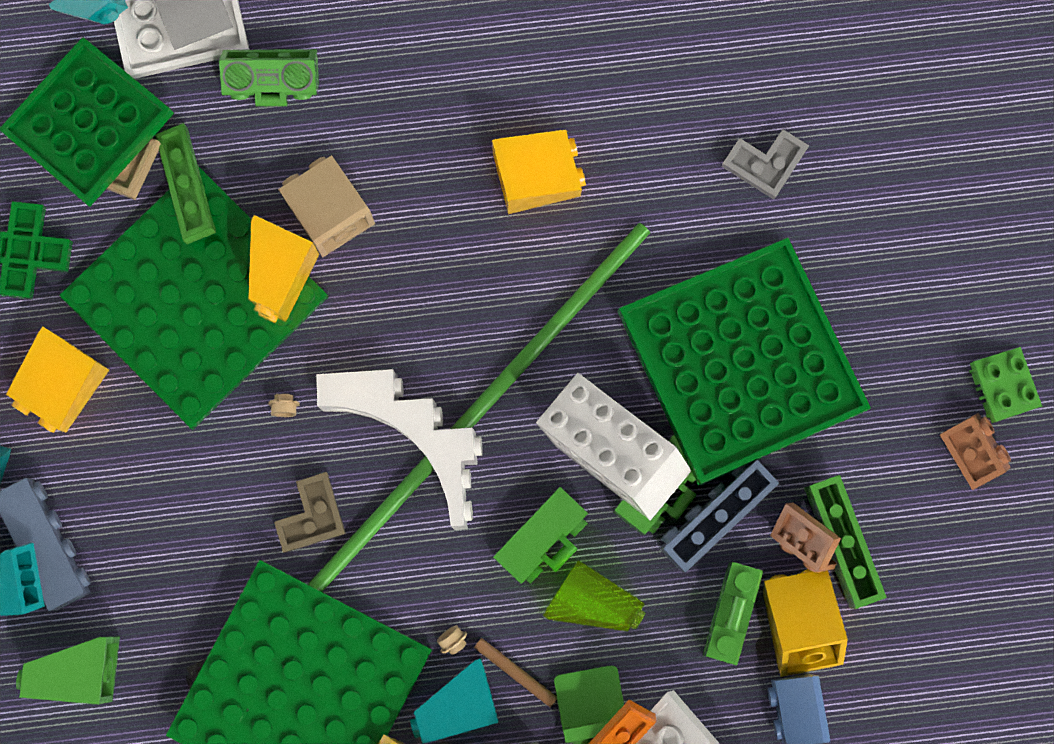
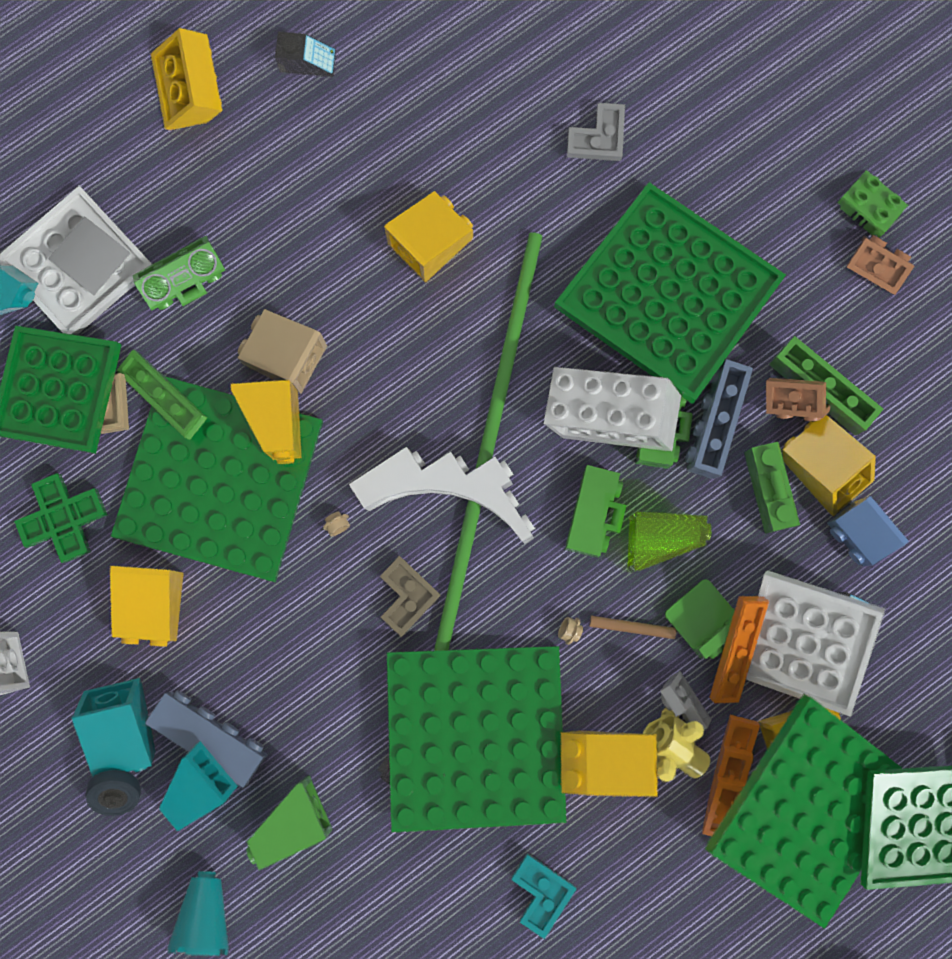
camera: 30 degrees left, 0 degrees up
(457, 707) = (604, 678): teal slope -> none

